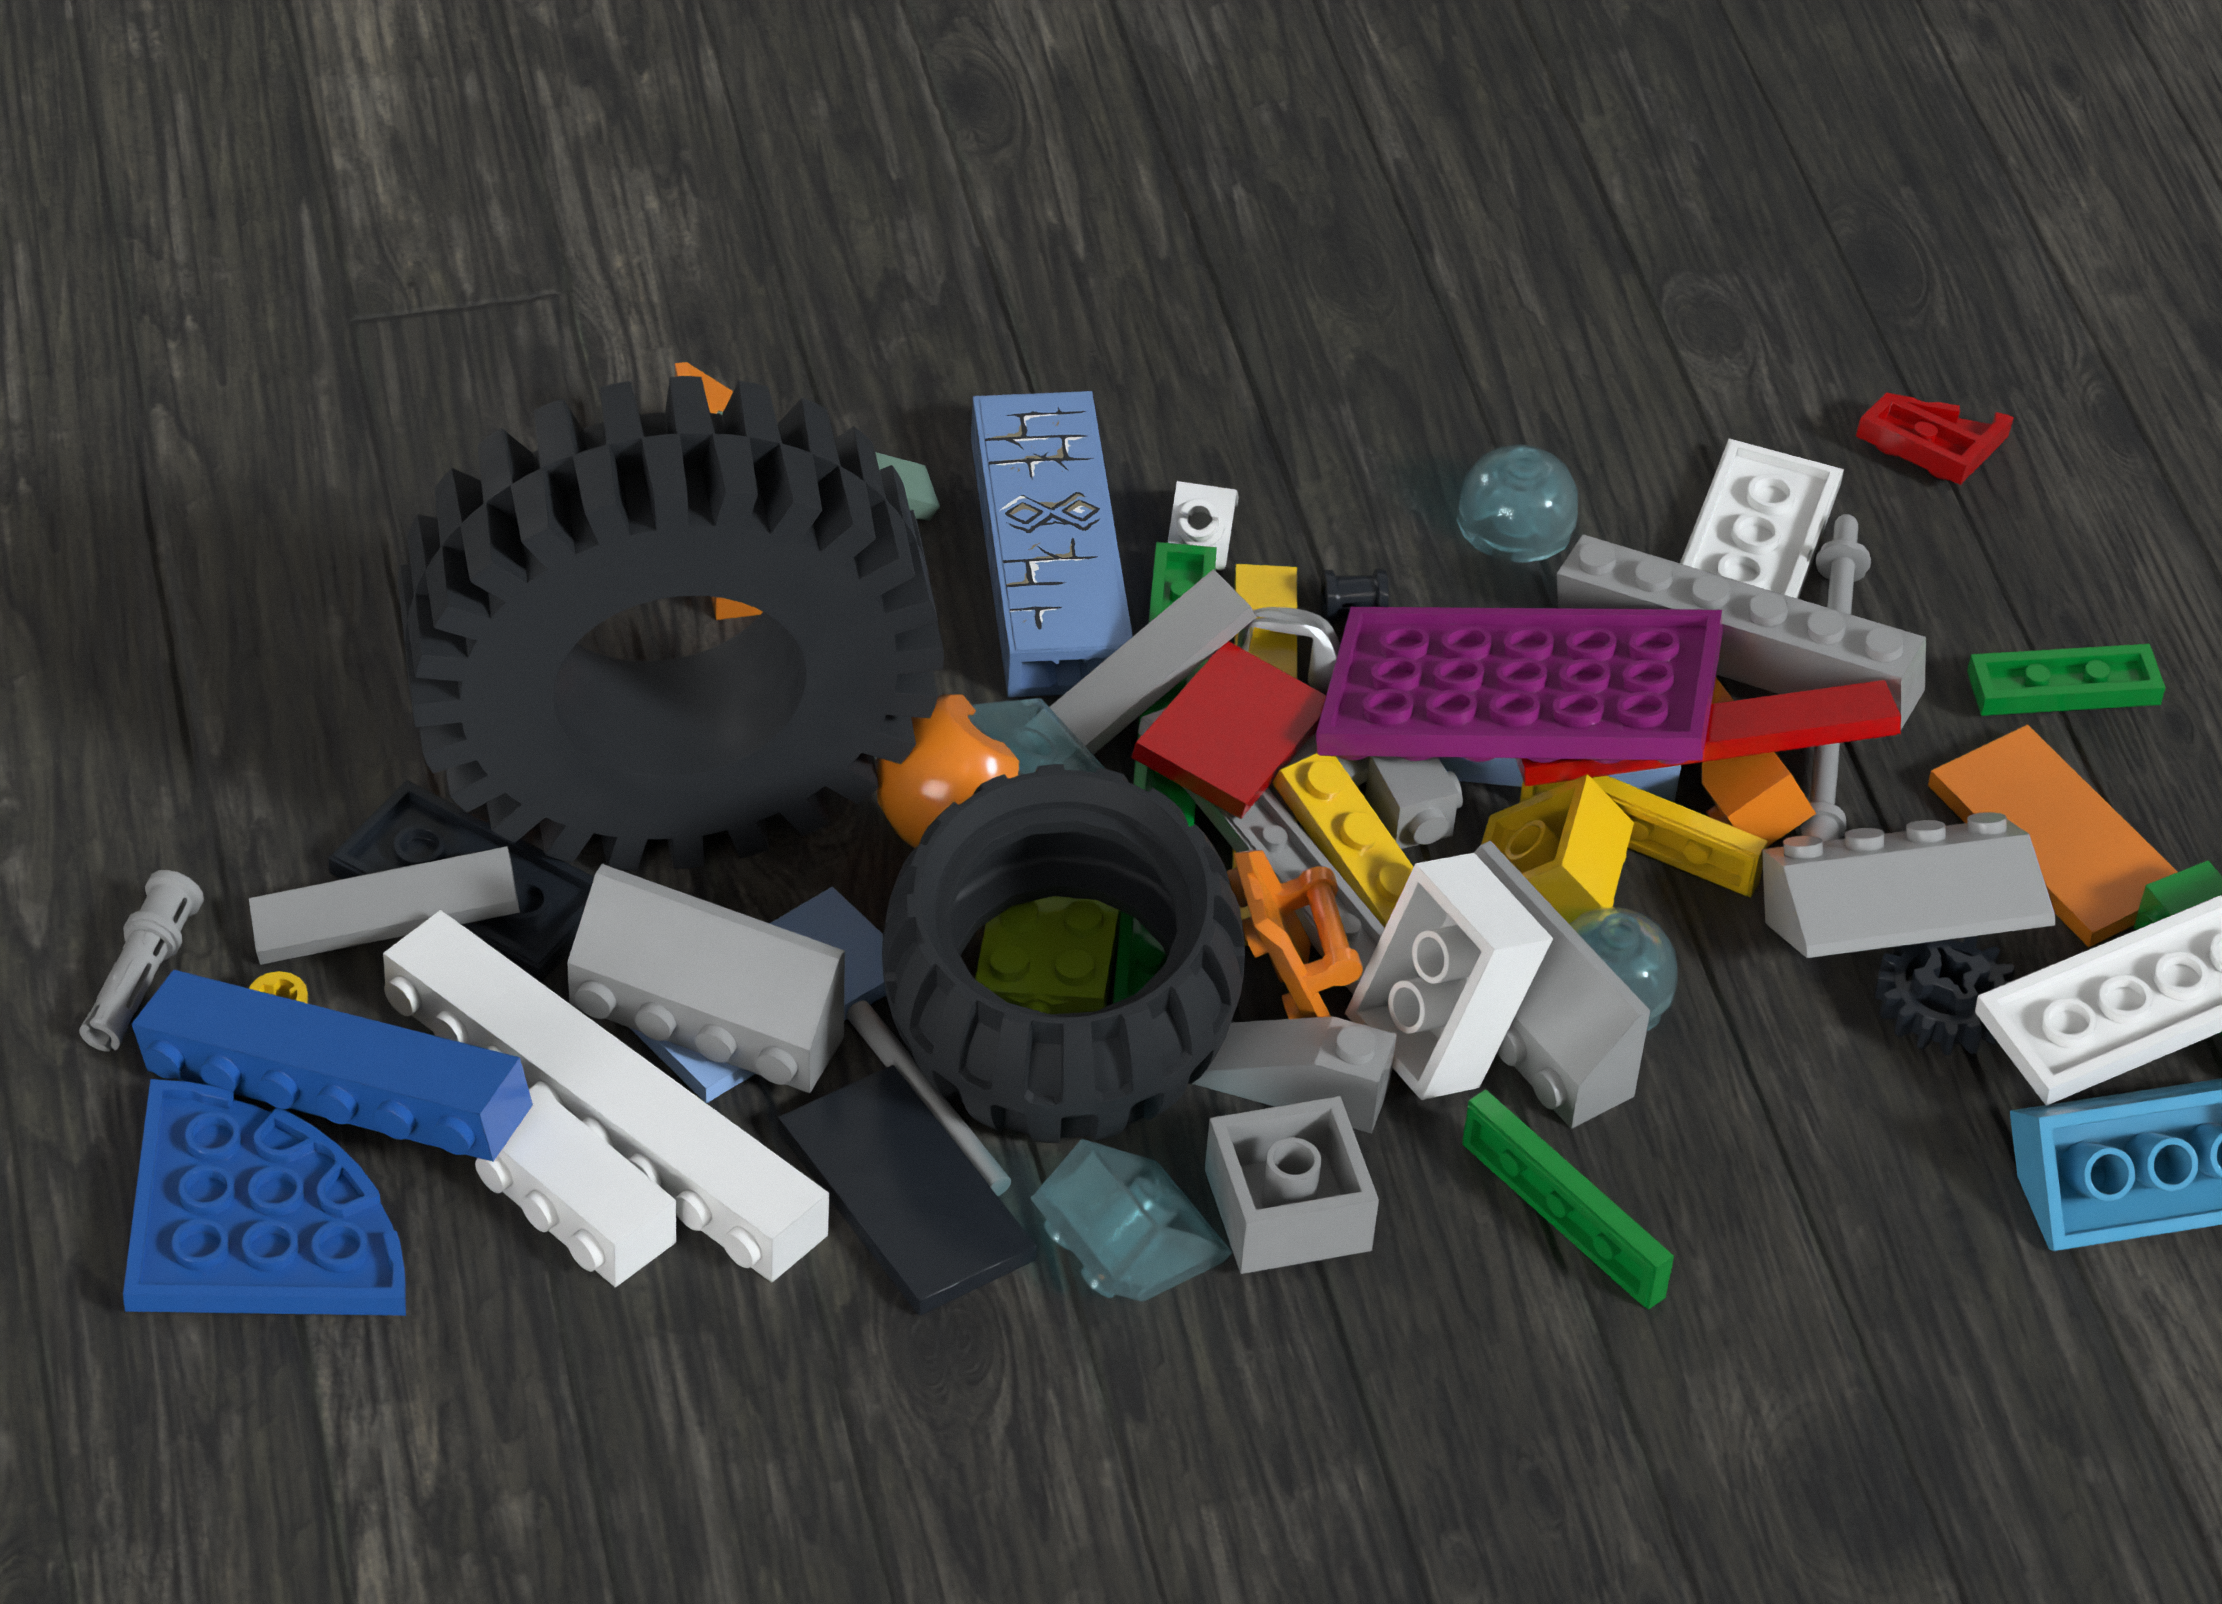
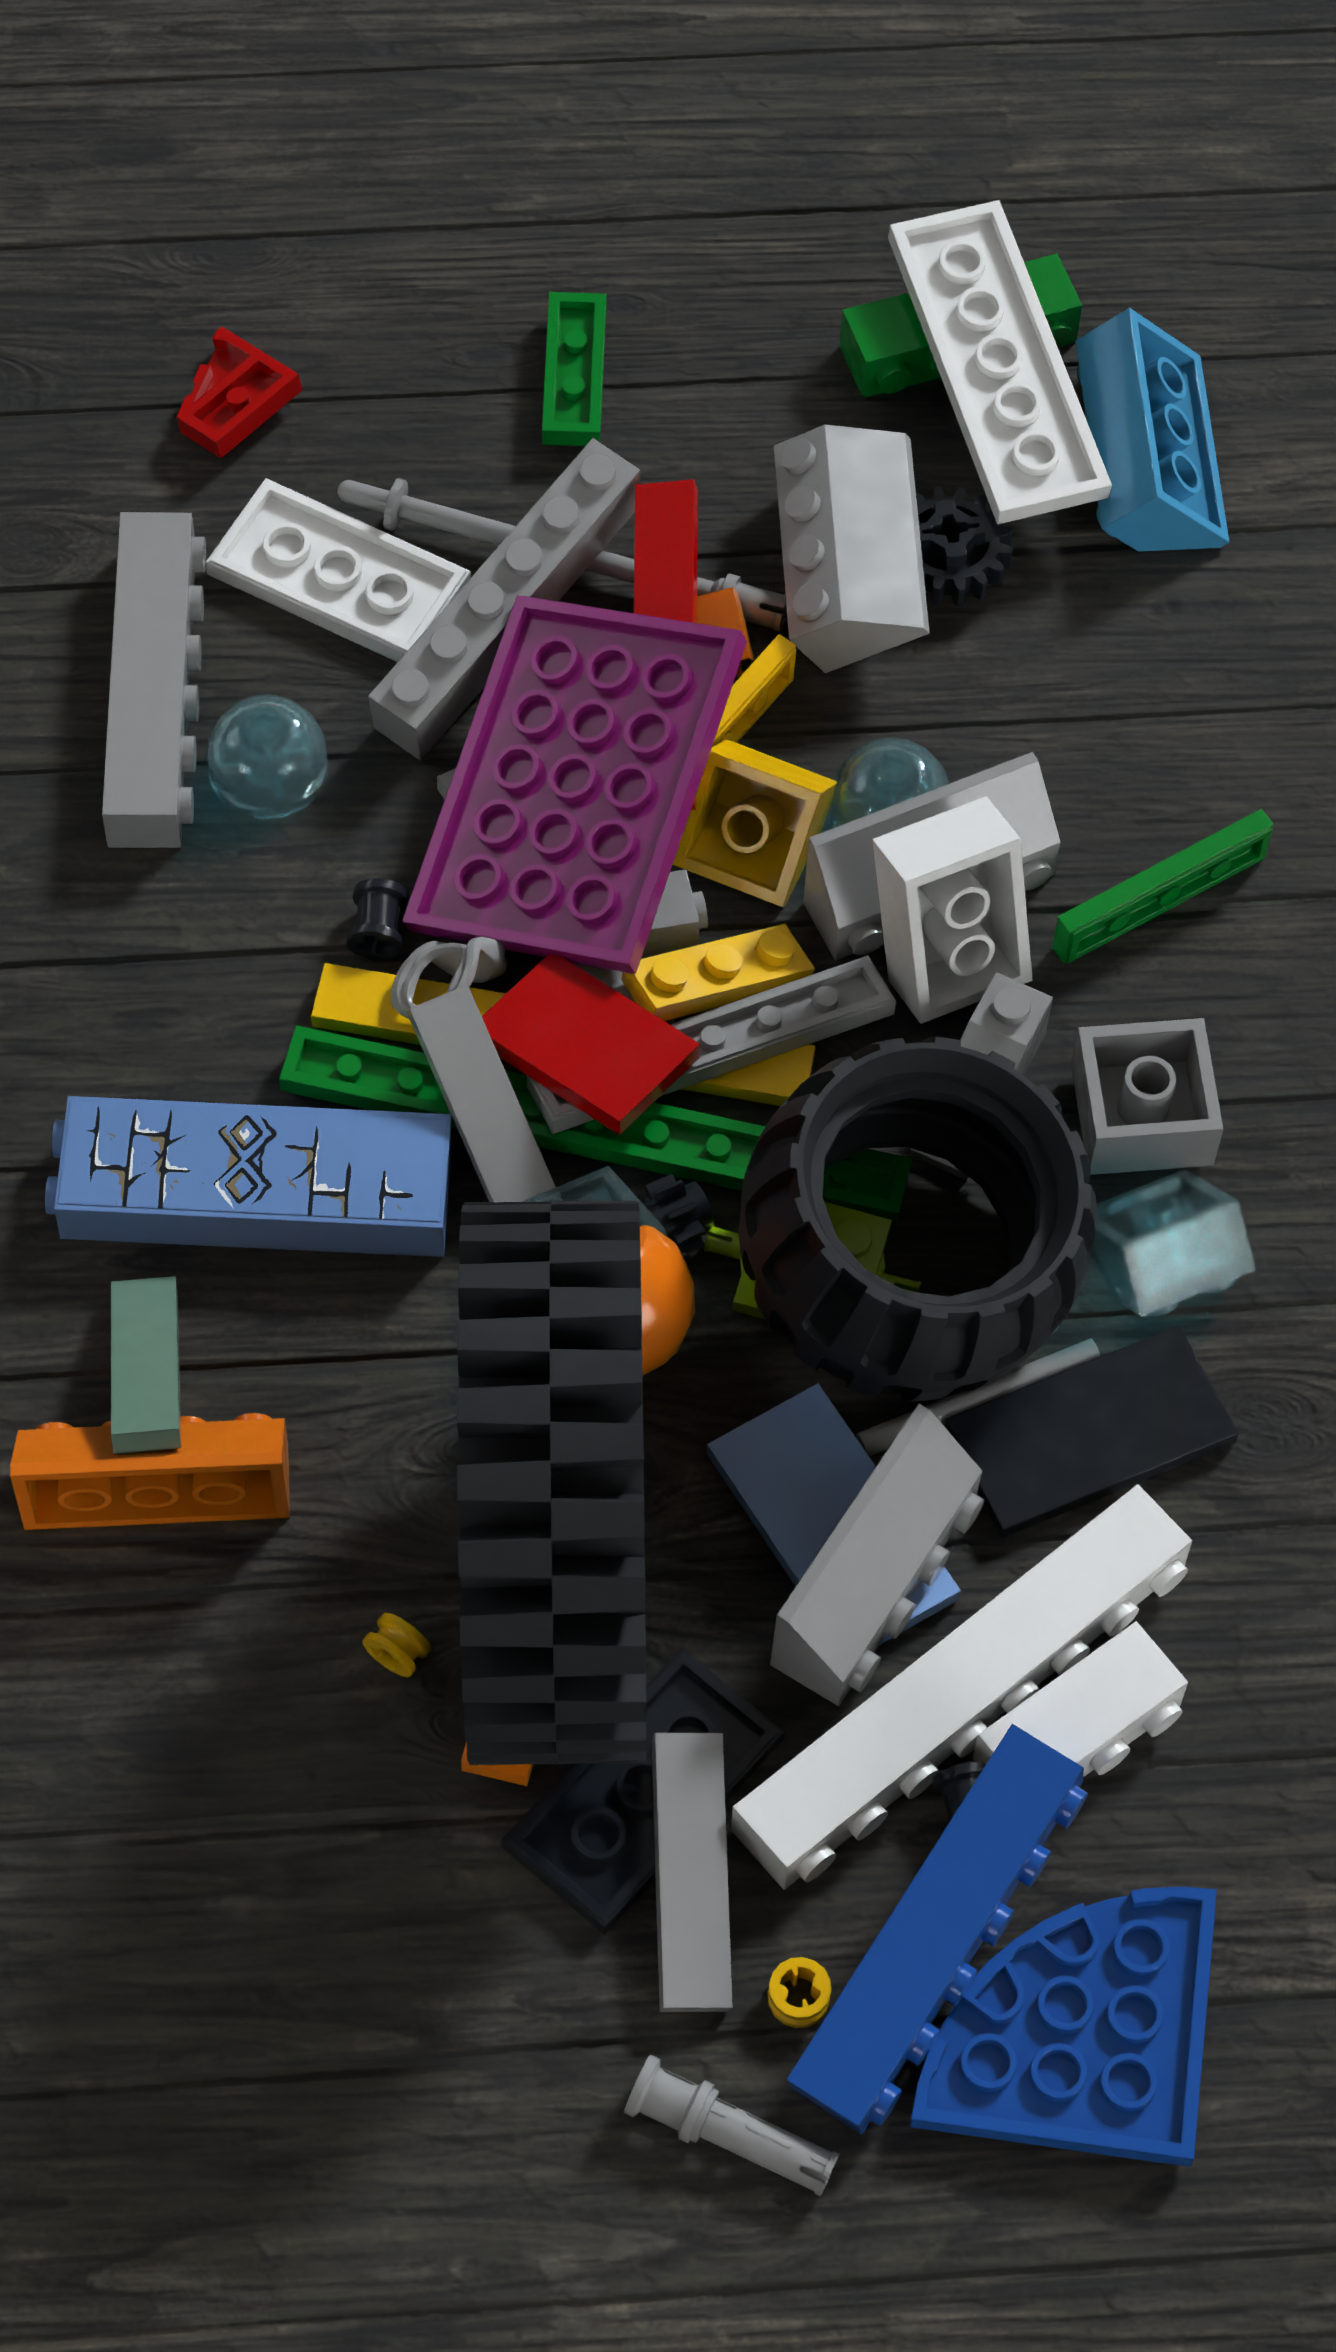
camera: 80 degrees left, 15 degrees up
(1203, 518) = (247, 1031): white bracket -> none
(1278, 931) = (845, 1038): orange shield -> none
(1579, 409) = (151, 681): none -> light grey brick
(2084, 848) = (729, 427): orange tile -> none

